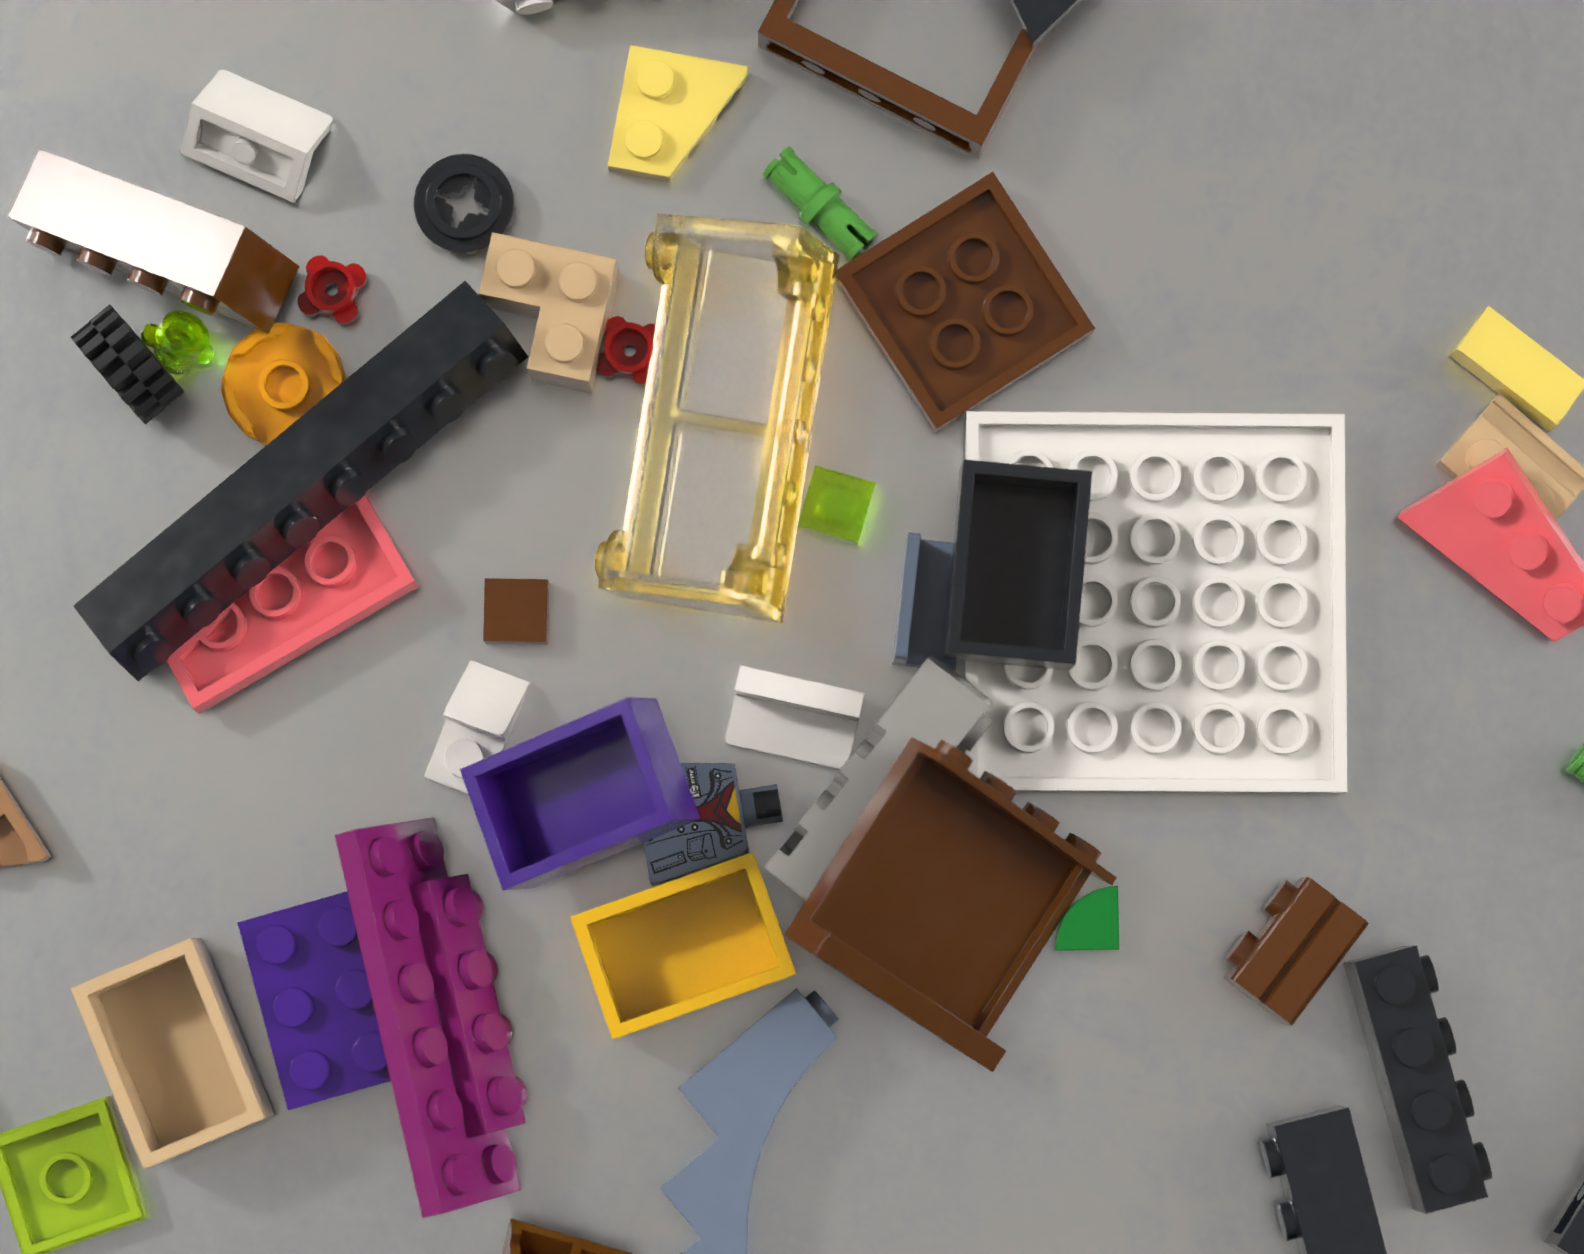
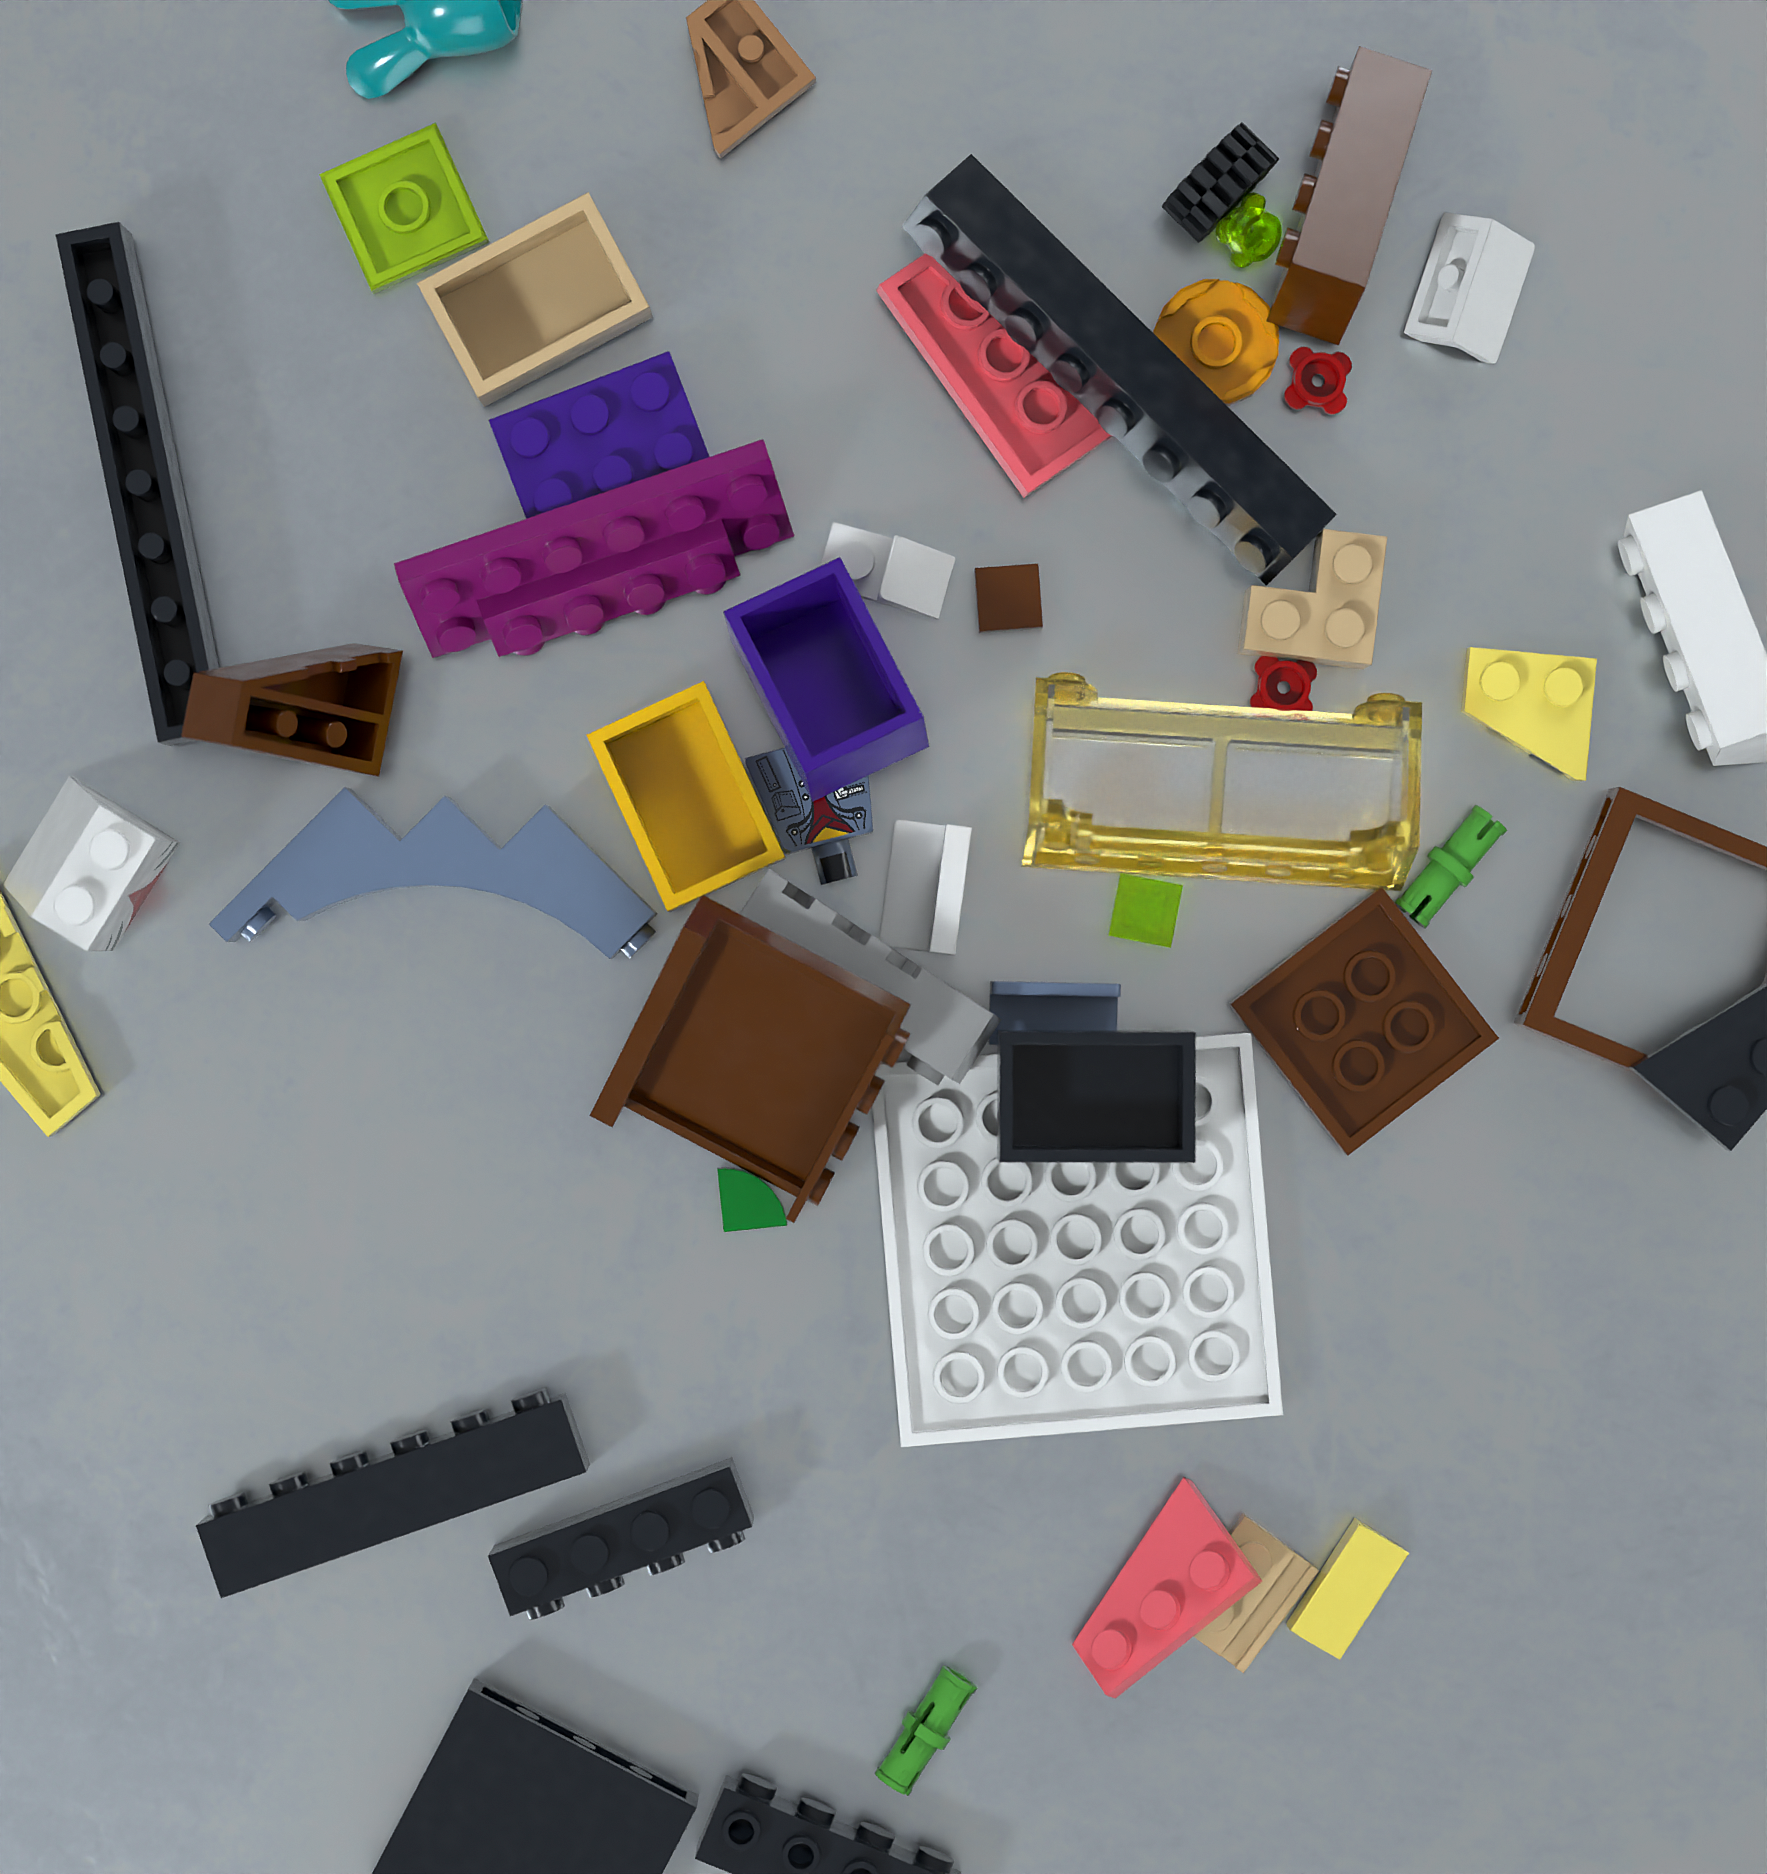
camera: 90 degrees right, 5 degrees up
(451, 178) = (1443, 490): black gear -> none
(1294, 948) = (739, 1406): reddish brown brick -> none

